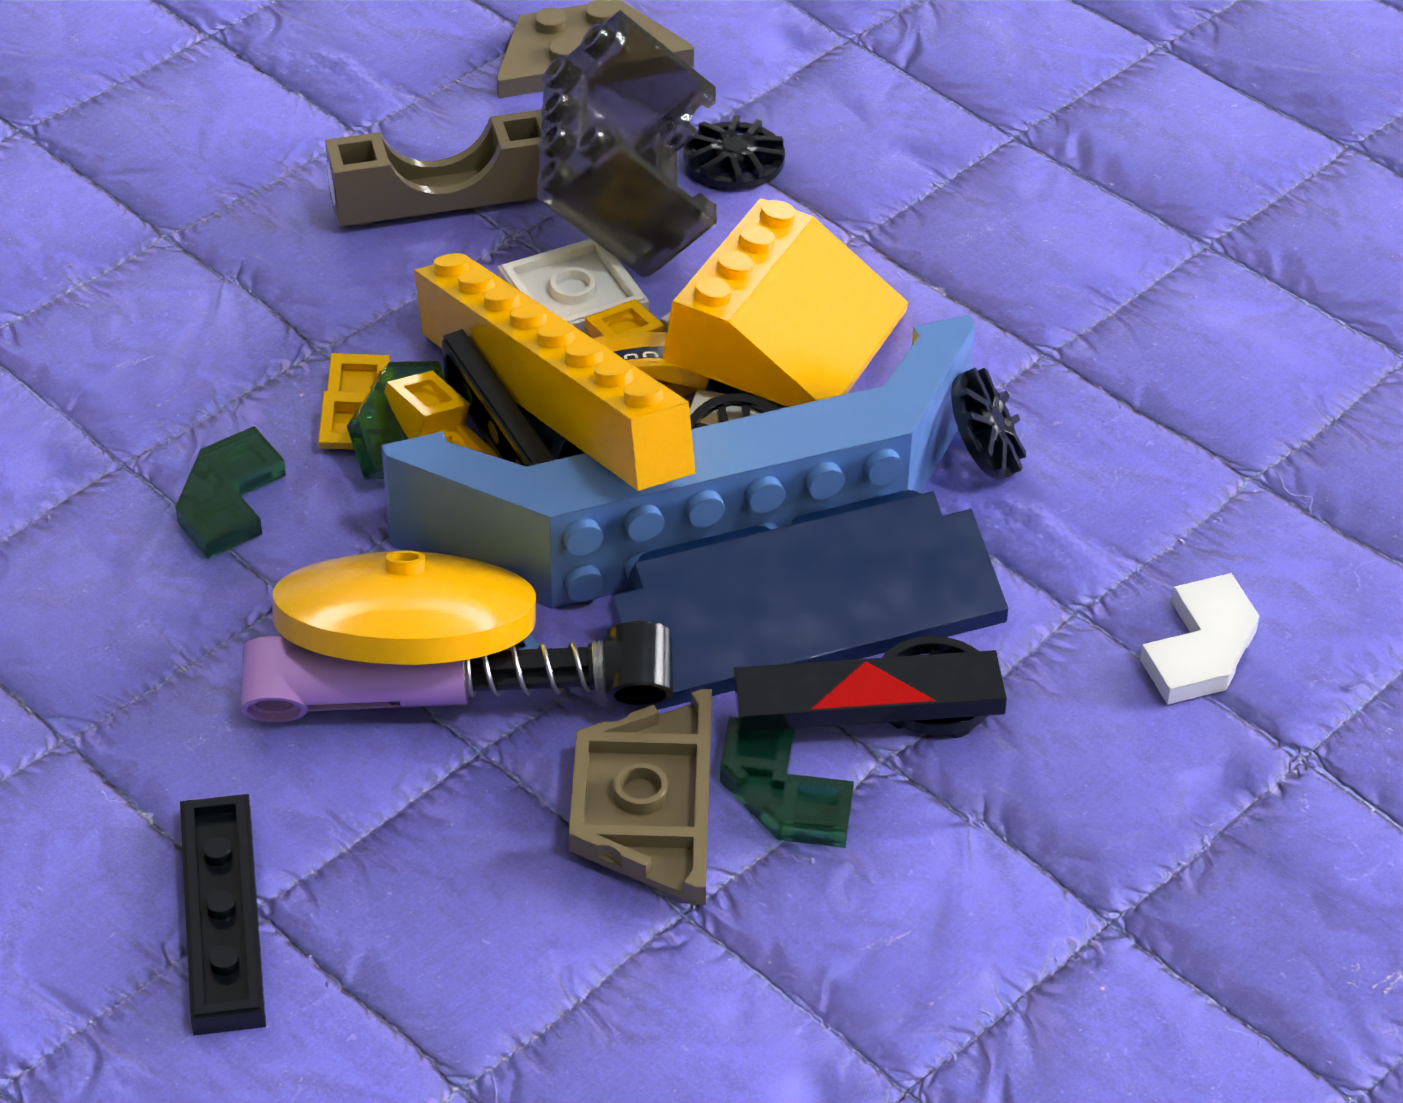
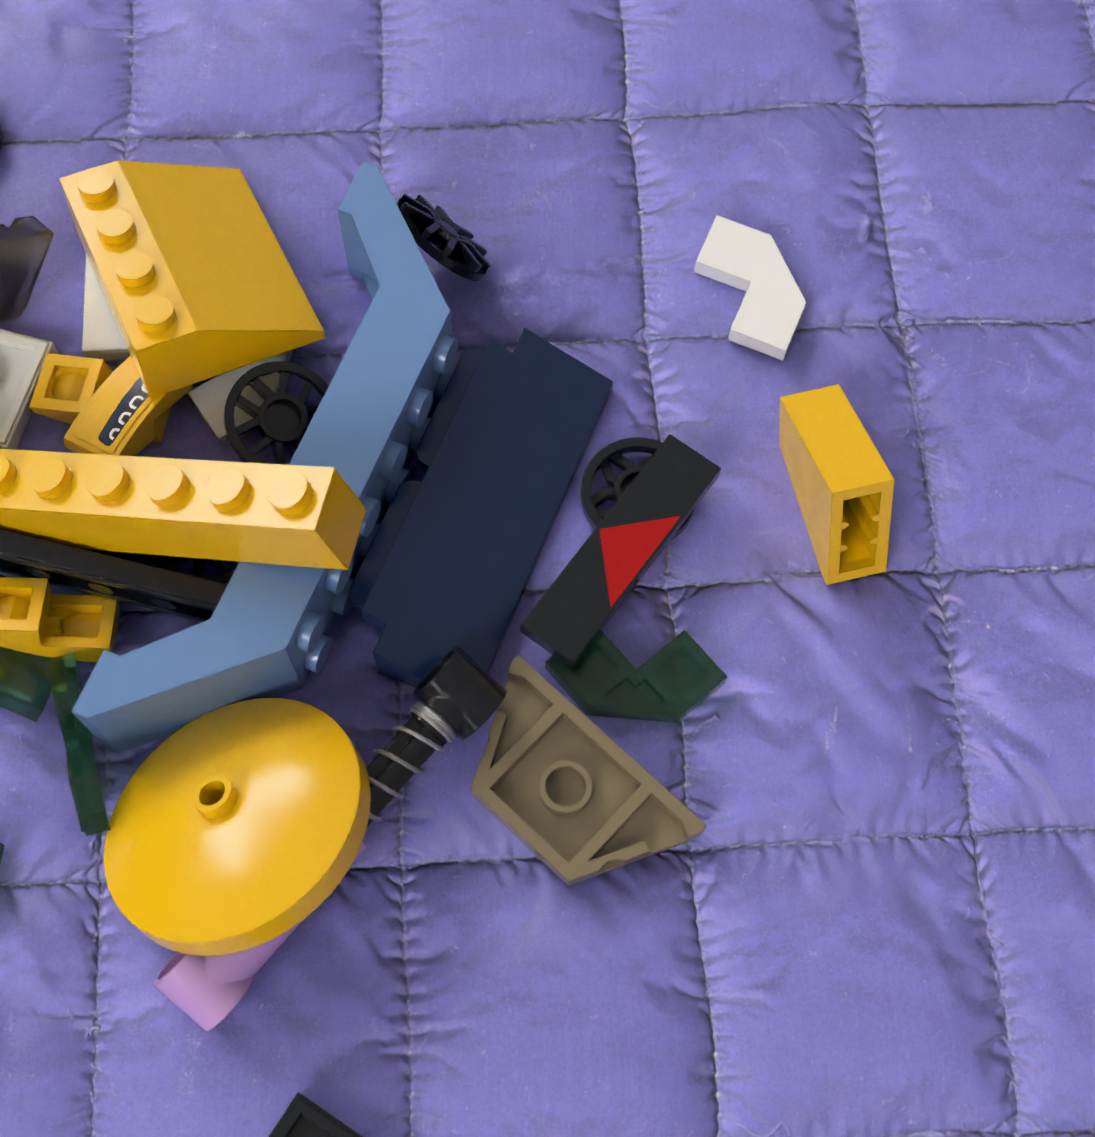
camera: 50 degrees left, 25 degrees up
(353, 521) = (80, 745): none -> clear green tile
(1085, 785) = (837, 483): none -> yellow slope

